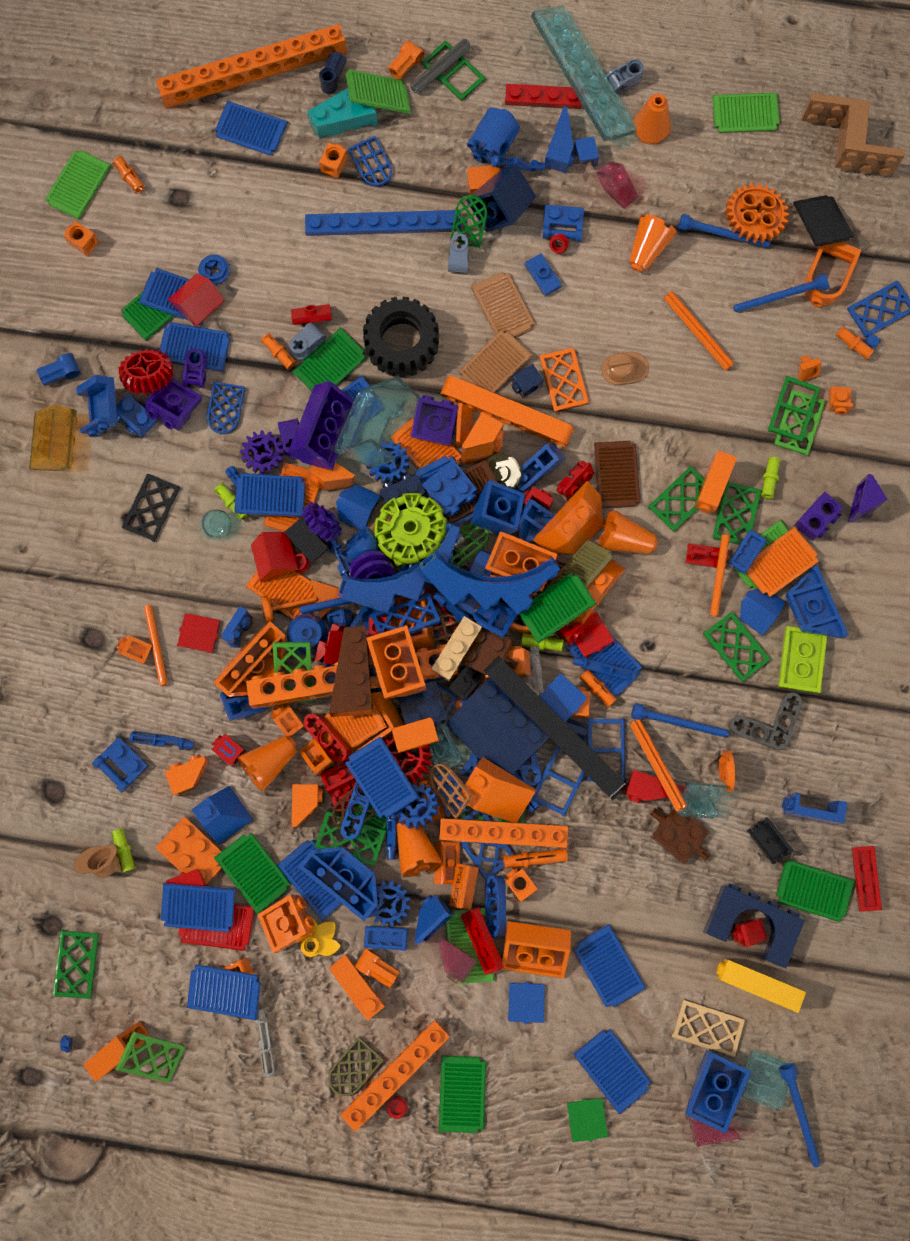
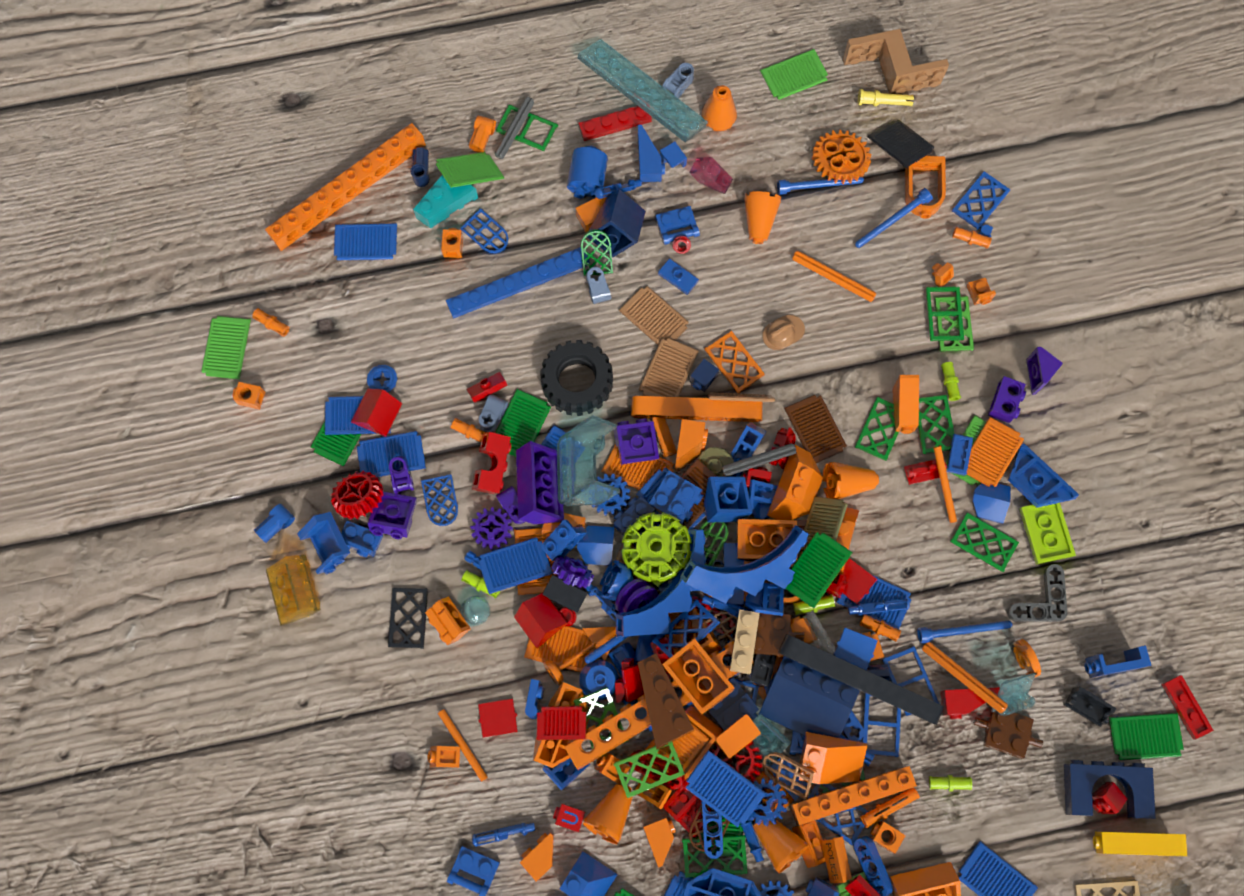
camera: 20 degrees left, 5 degrees down
(185, 523) = (447, 620): none -> orange brick
(252, 658) = (561, 723): none -> red window
(297, 376) = (497, 448): none -> red arch
(324, 488) = (562, 540): none -> blue bracket
(330, 747) = (645, 786): none -> bright green window
(545, 482) = (758, 460): none -> dark grey axle
(552, 414) = (741, 397): none -> medium nougat window
(603, 859) = (950, 783): none -> lime pin
(818, 165) = (877, 98): none -> light yellow pin

